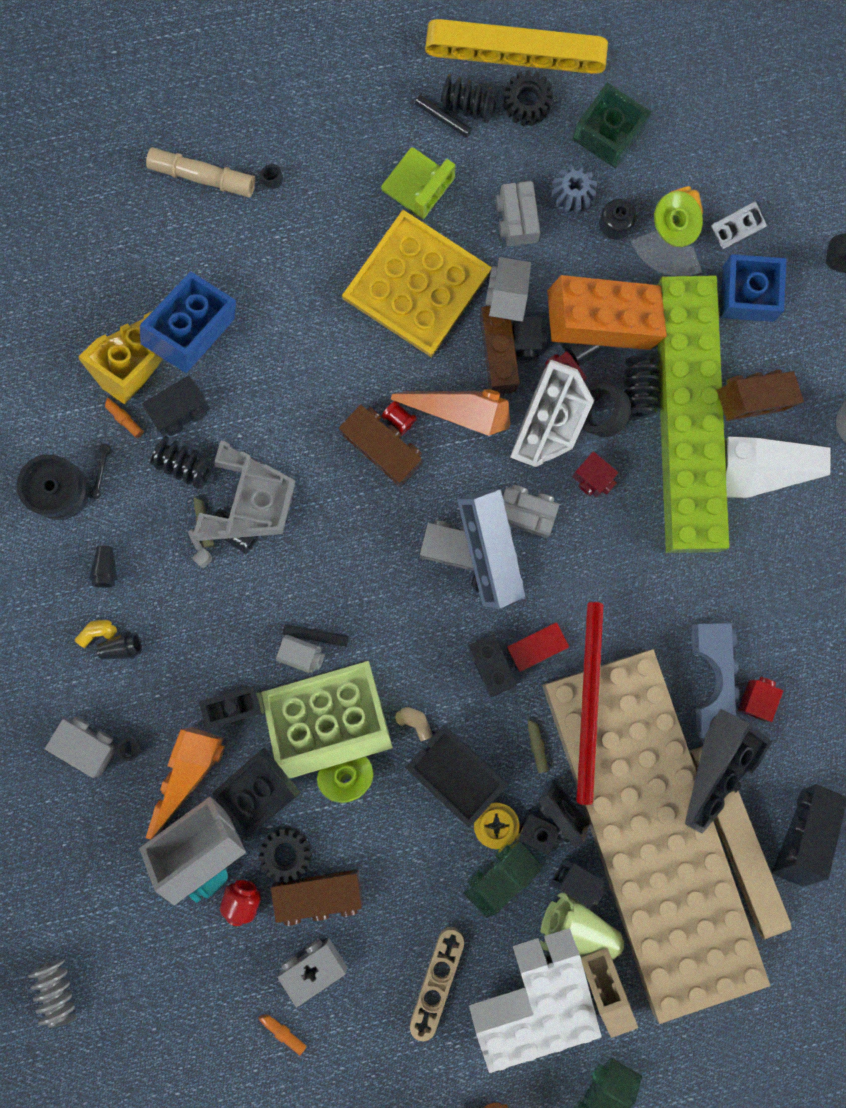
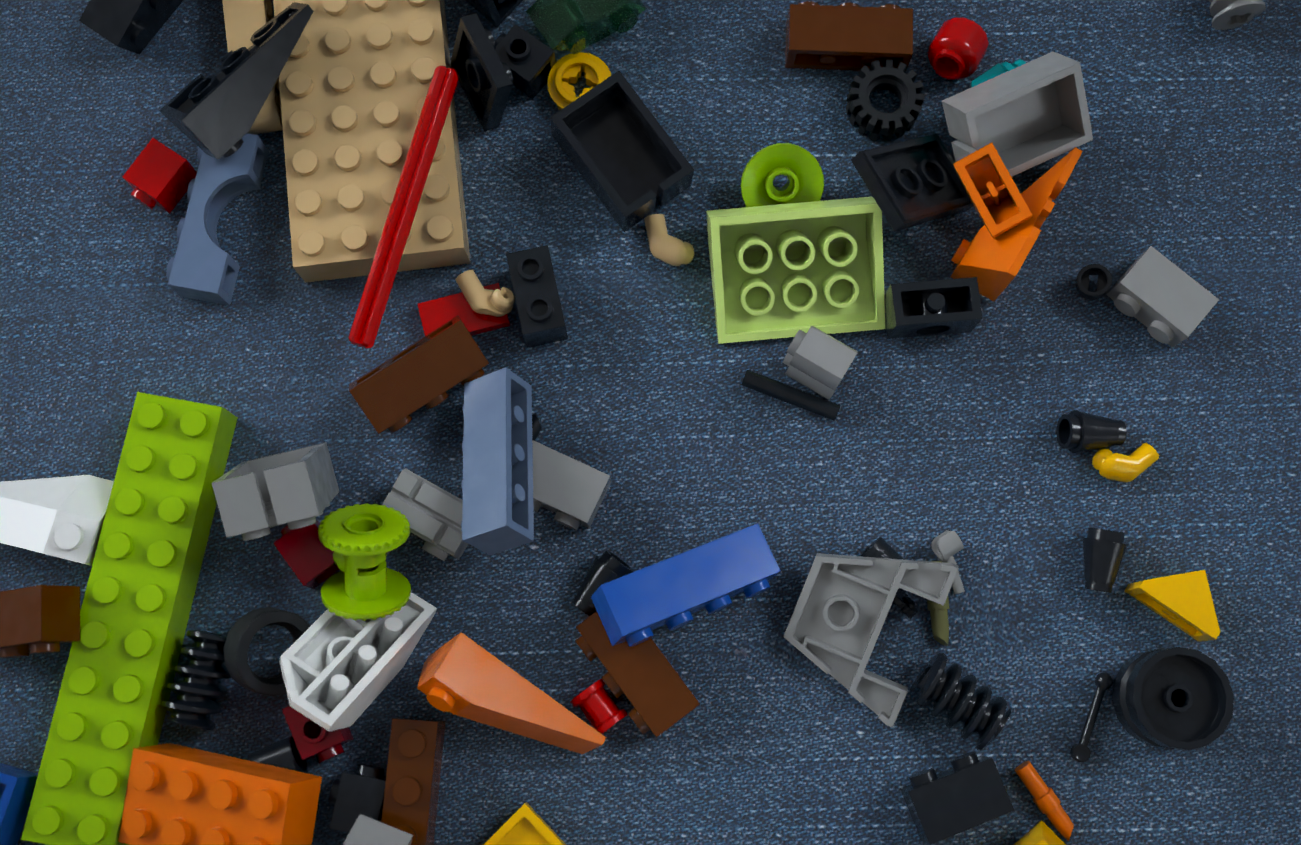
camera: 170 degrees left, 5 degrees down
(52, 552) = (1182, 601): none -> yellow slope
(202, 790) = (992, 190): none -> orange slope
(359, 496) = (685, 584): none -> blue brick
(411, 493) = (602, 570): none -> black cone
(525, 655) = (483, 300): none -> tan arm
(537, 746) = (497, 178): olive piece -> none
(555, 597) = (418, 376): none -> reddish brown brick
(560, 477) = (360, 542): none -> lime hose
(622, 501) = (276, 491): none -> light grey piece

